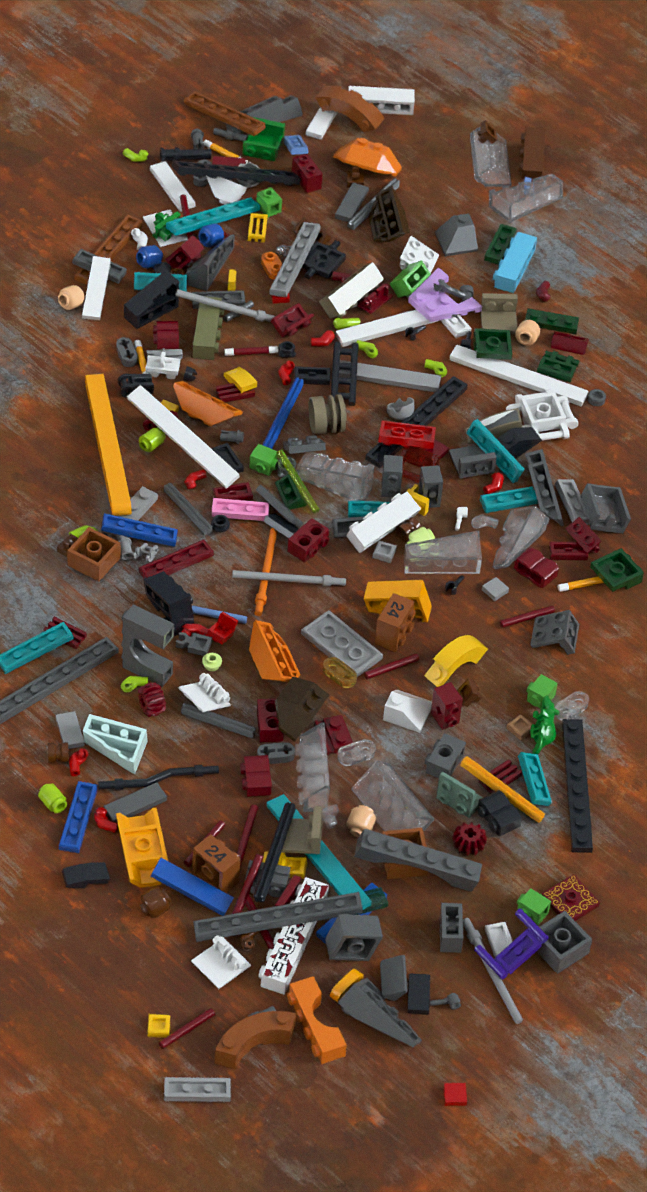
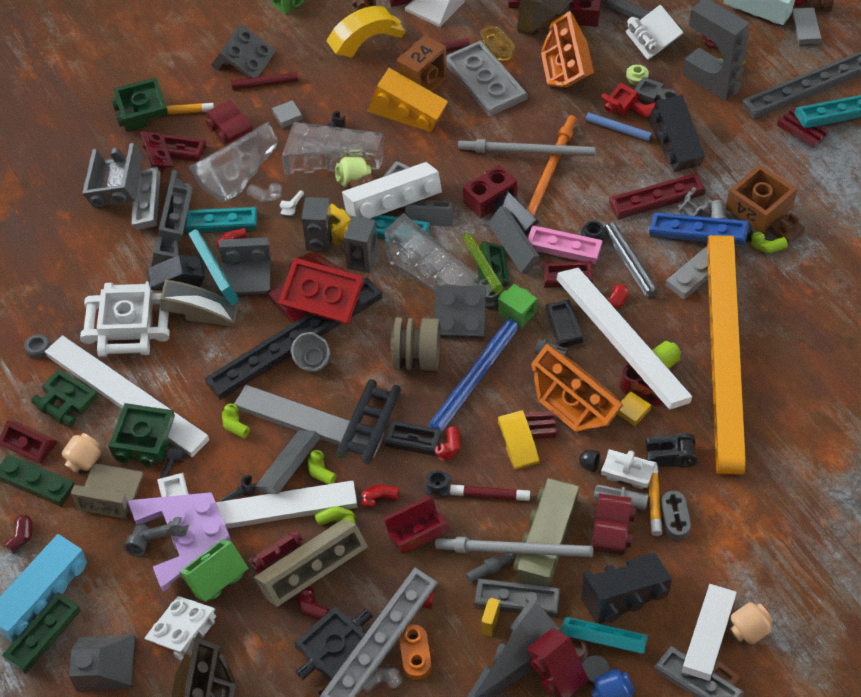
camera: 160 degrees left, 5 degrees up
(389, 345) = (288, 462): none -> dark grey tile

